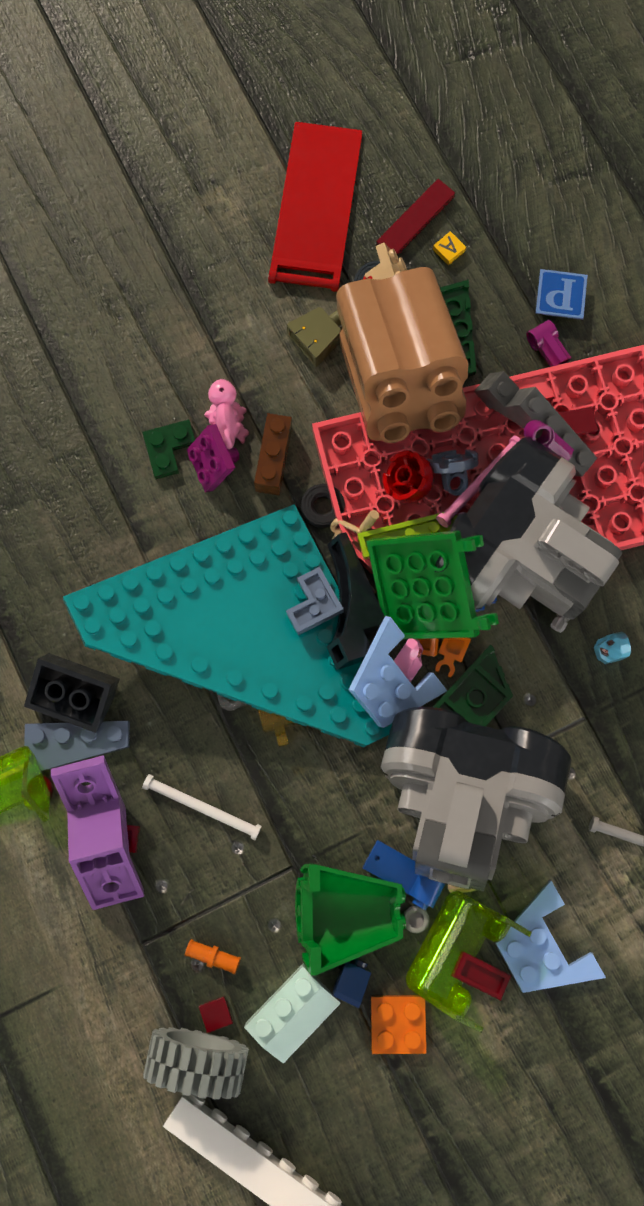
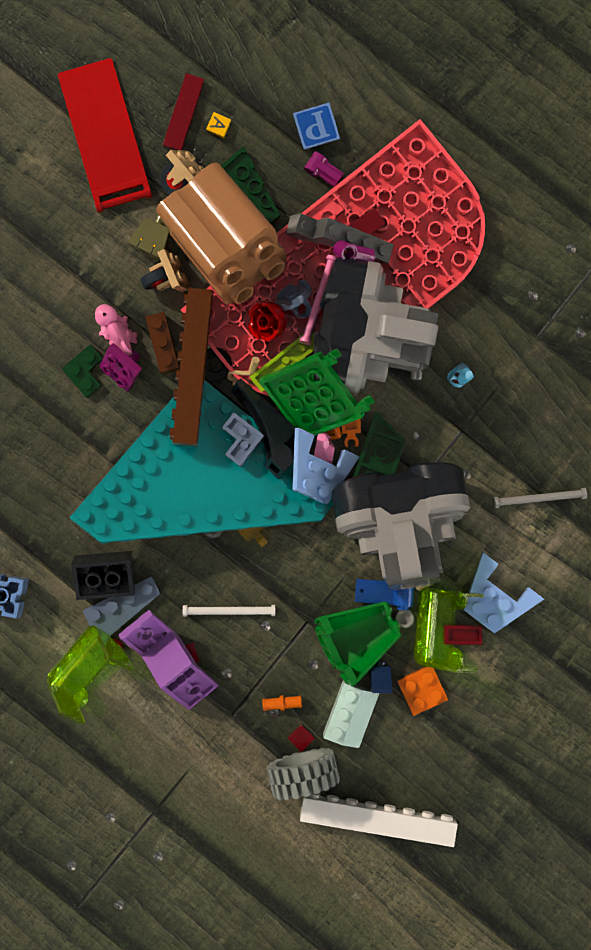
camera: 30 degrees left, 10 degrees up
(294, 493) = (192, 367): none -> reddish brown brick
(313, 377) = (166, 274): none -> tan plate

